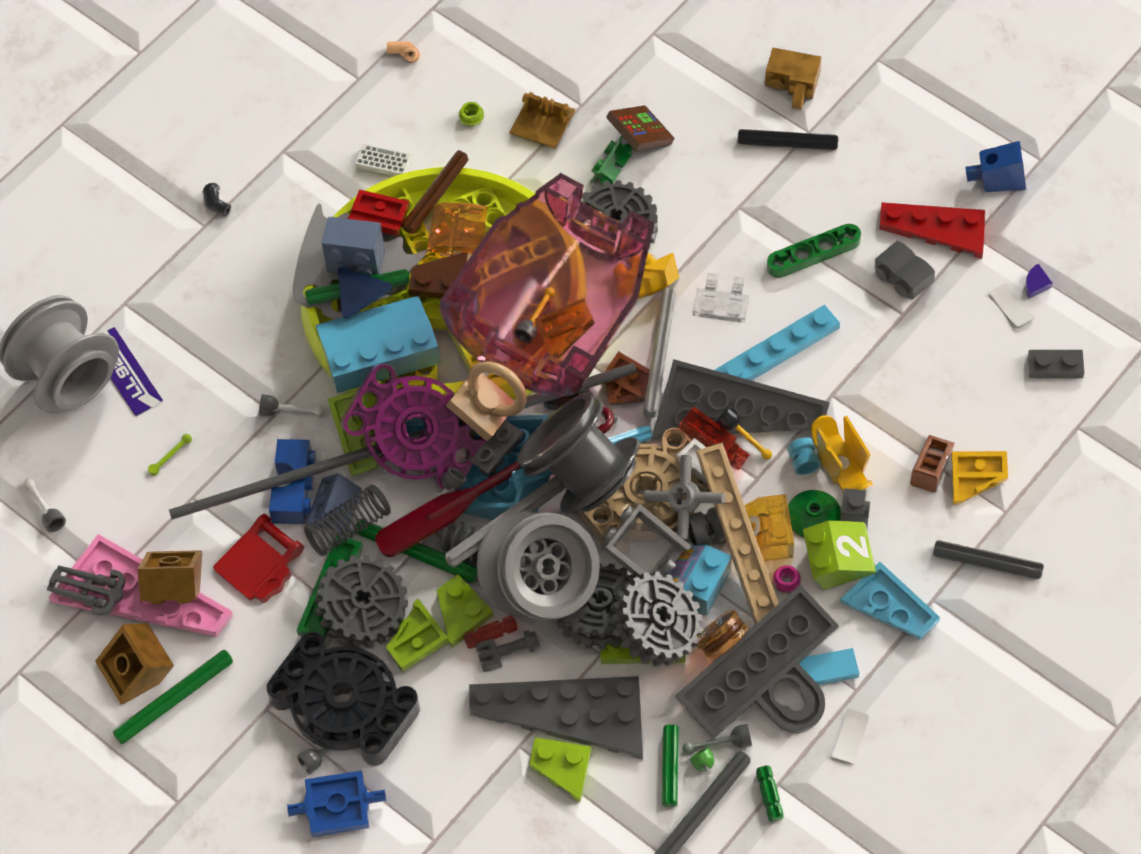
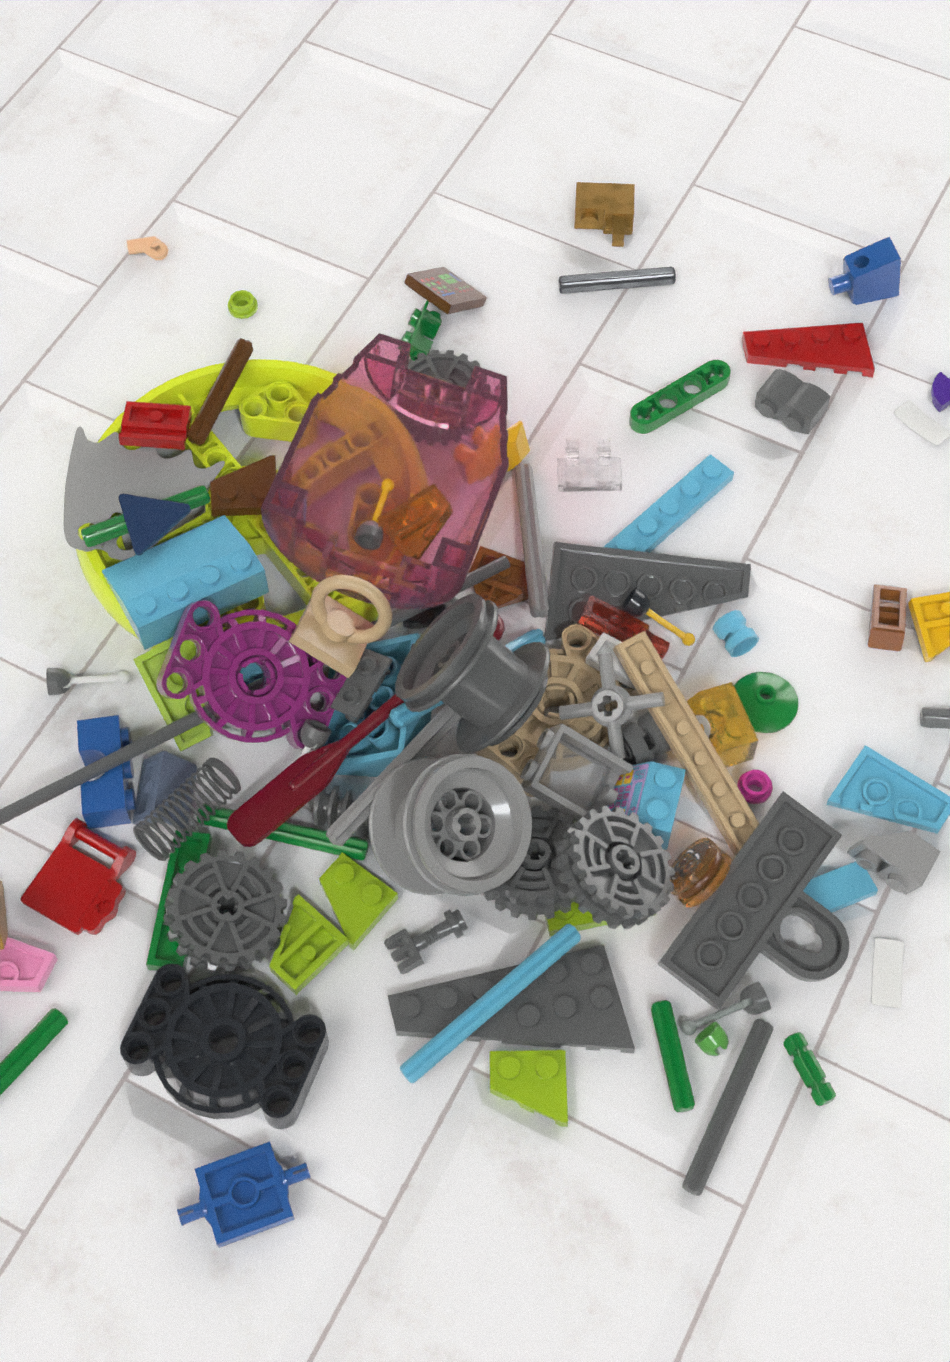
camera: 15 degrees left, 0 degrees up
(311, 758) = (198, 1136): dark grey hinge -> none
(353, 245) = (132, 465): sand blue brick -> none
(383, 160) = (145, 371): tile -> none
(456, 227) = (256, 428): clear orange slope -> none
(491, 630) = (399, 920): clear red axle -> none
(542, 120) = (328, 299): pearl gold hinge -> none
(543, 702) = (490, 1003): none -> medium azure axle
(831, 445) = (783, 629): yellow piece -> none
(839, 552) = (814, 742): lime slope -> none
(854, 506) = (814, 687): dark grey brick -> none
(878, 650) = (896, 857): none -> light grey slope

